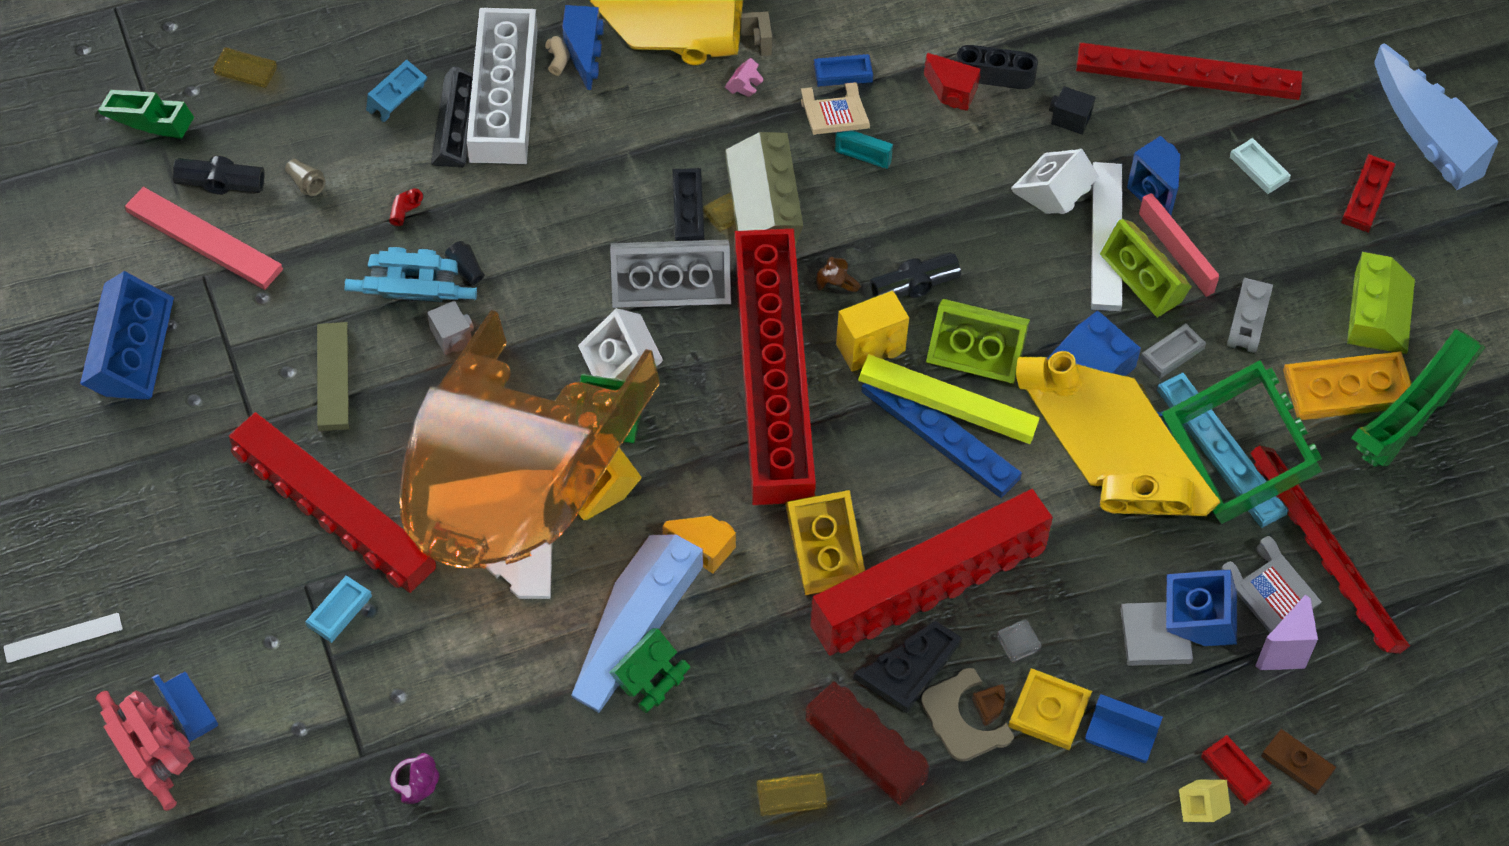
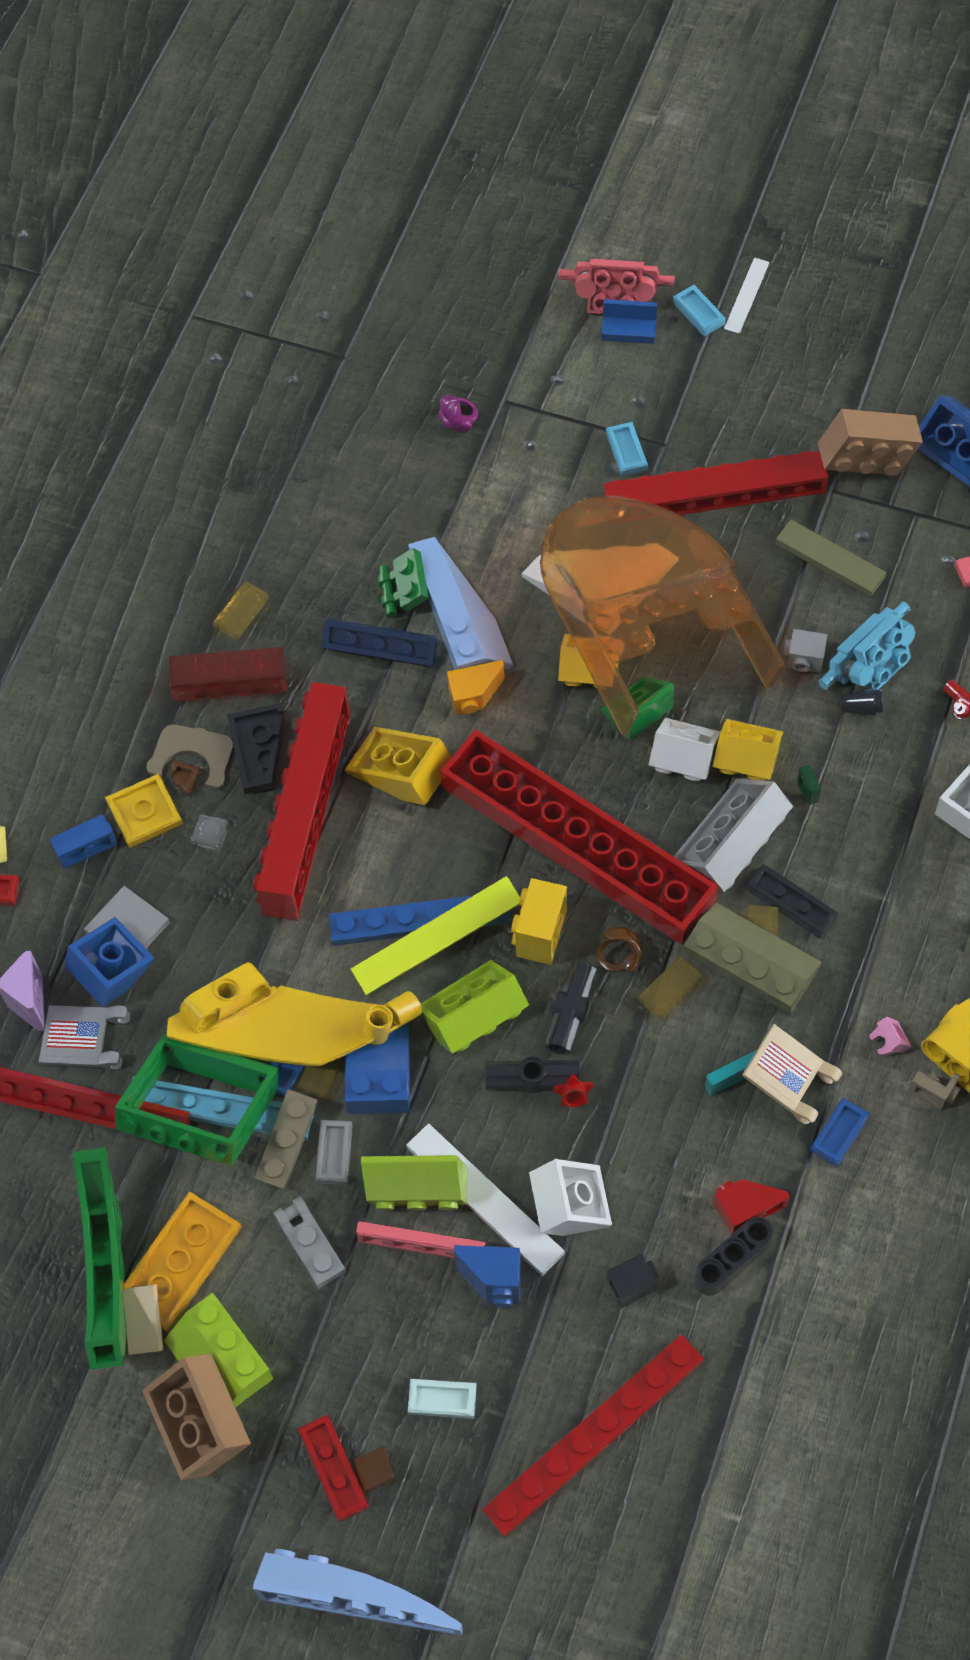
camera: 135 degrees right, 5 degrees up
(116, 662) = (699, 310): none -> medium azure tile
(197, 392) = (869, 442): none -> medium nougat brick
(578, 249) = (808, 785): none -> dark green tile
(578, 306) = (747, 750): none -> yellow slope
(724, 647) = (379, 642): none -> dark blue plate
(834, 233) = (670, 987): none -> clear yellow tile
(979, 228) = (573, 1099): none -> red plate
(999, 273) = (511, 1074): none -> black piece
(1191, 379) = (286, 1139): none -> dark tan plate
(1343, 167) = (374, 1470): none -> reddish brown slope
(1410, 364) = (142, 1319): none -> tan tile
(1436, 271) = (196, 1416): none -> medium nougat brick

